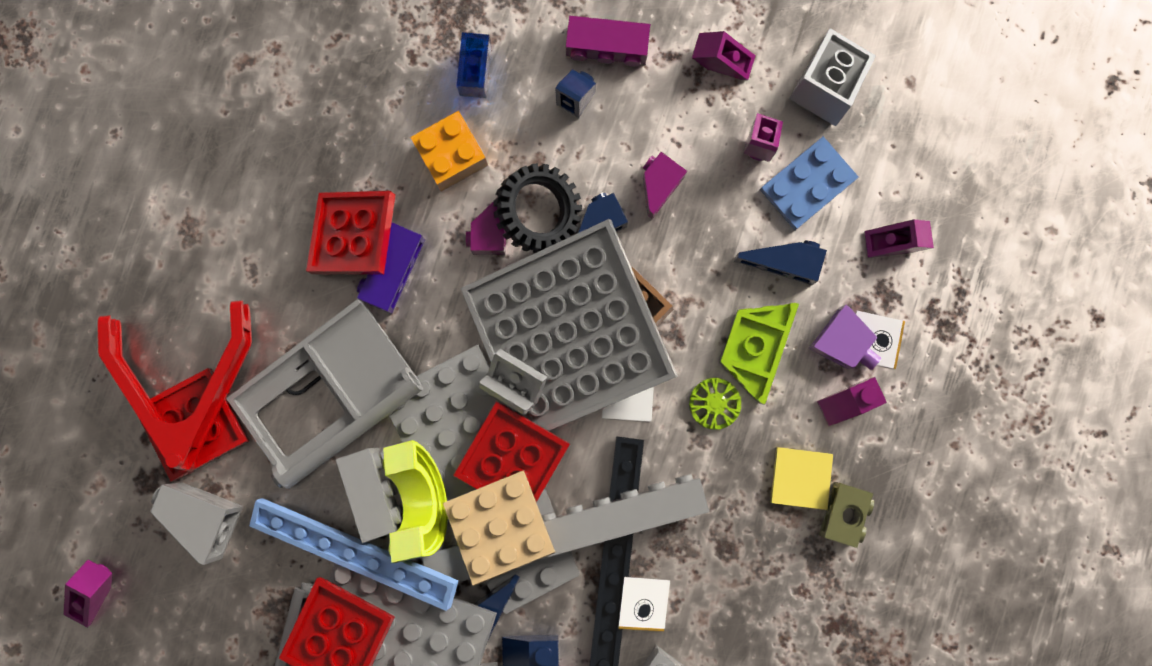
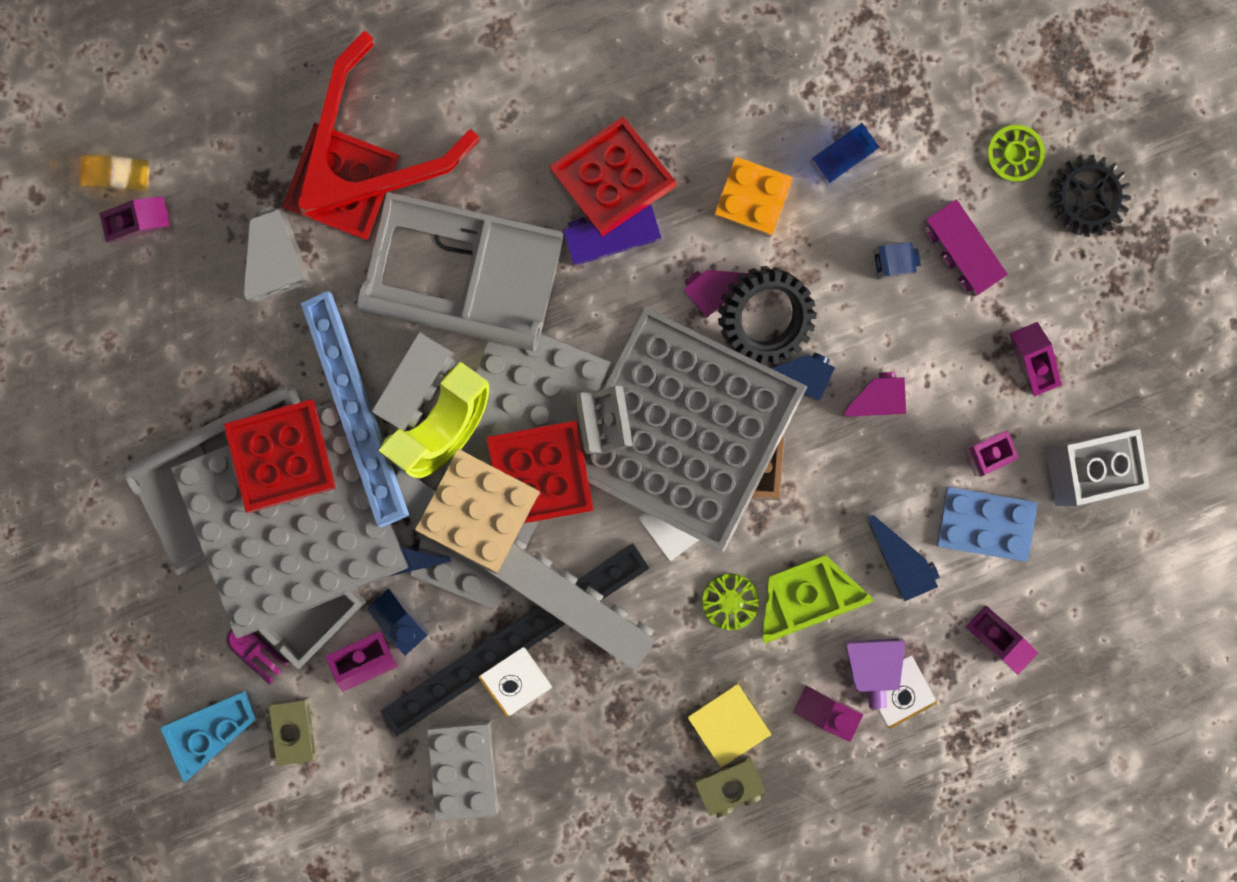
camera: 50 degrees right, 5 degrees up
(41, 581) = (114, 173): none -> clear yellow slope

